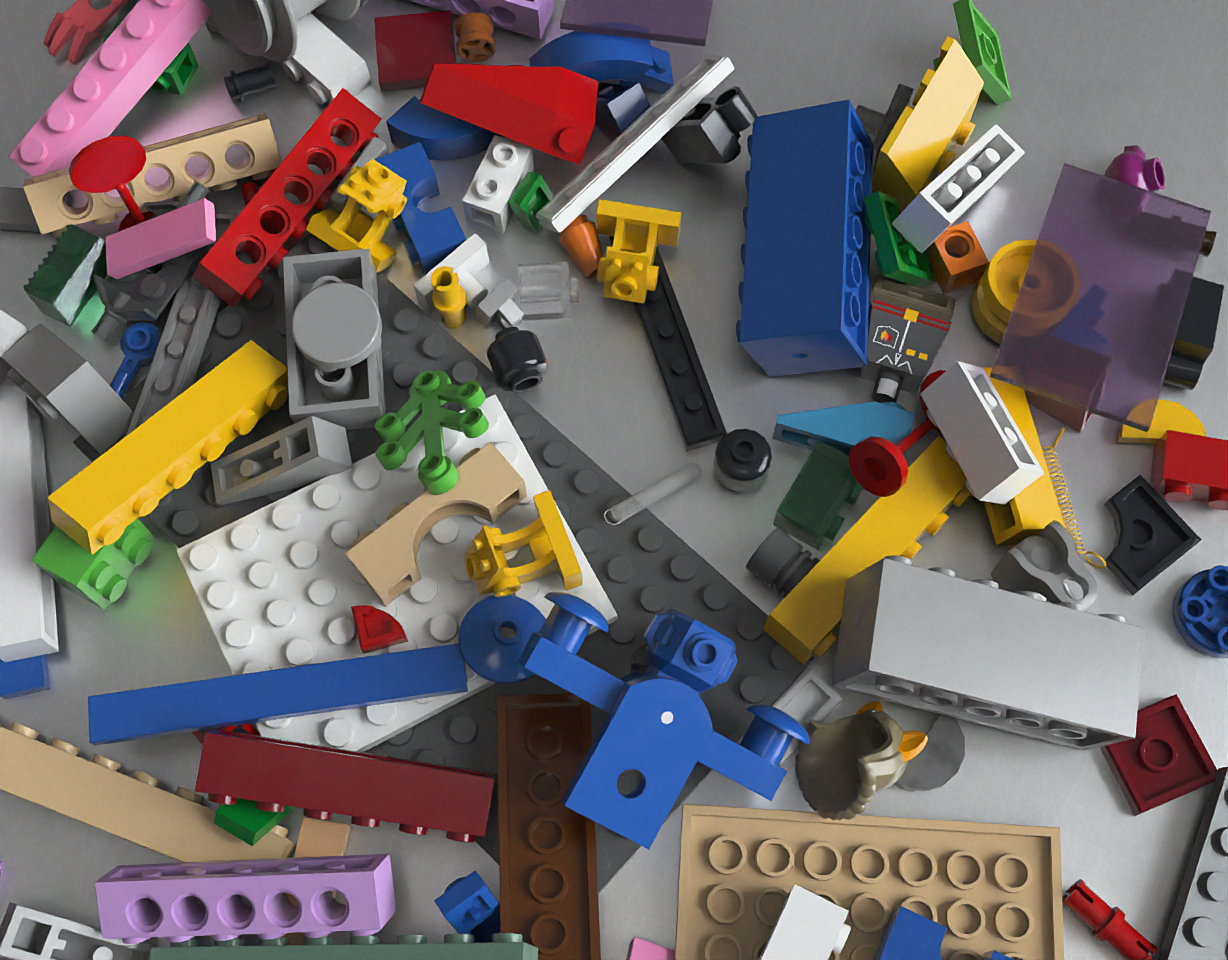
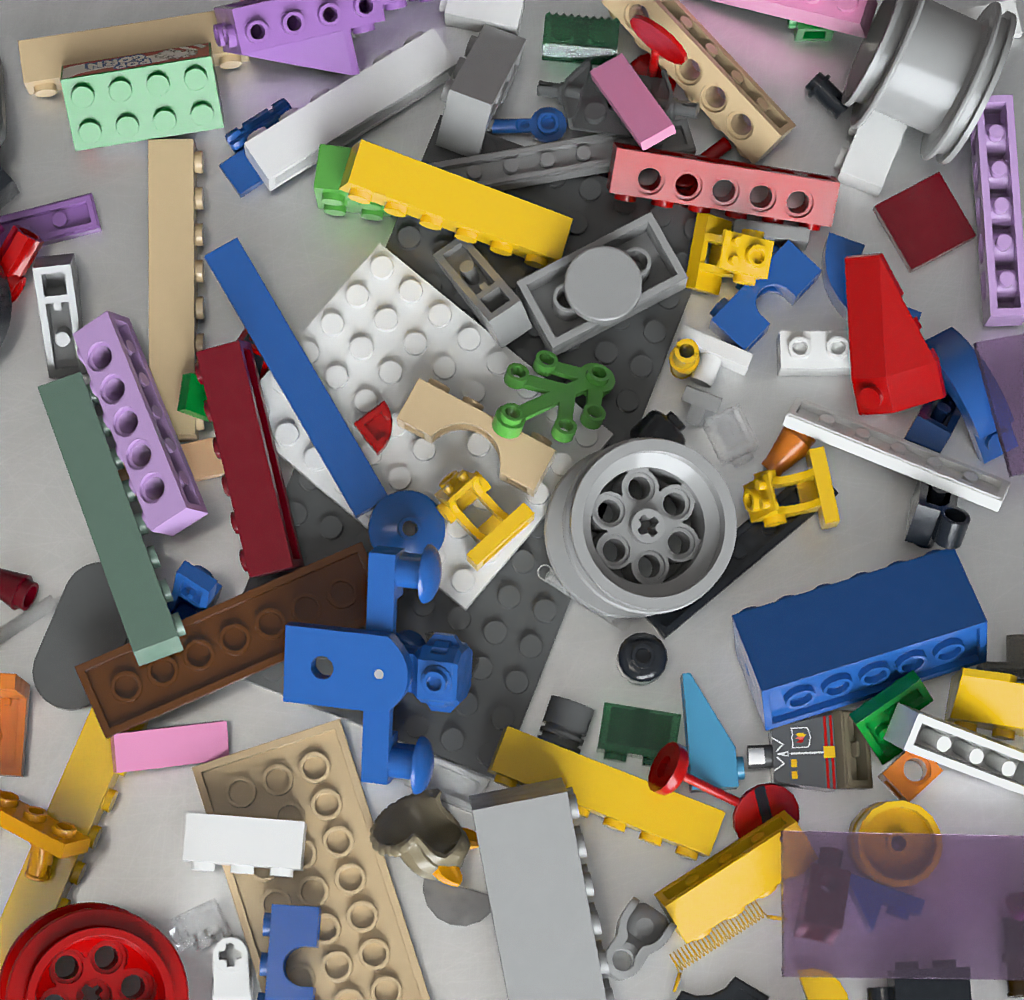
camera: 65 degrees right, 10 degrees up
(475, 37) = (955, 269): dark orange wheel -> none
(529, 198) = (812, 387): green tile -> none
(623, 350) = (702, 521): none -> light grey wheel
(981, 434) = (732, 843): white brick -> none

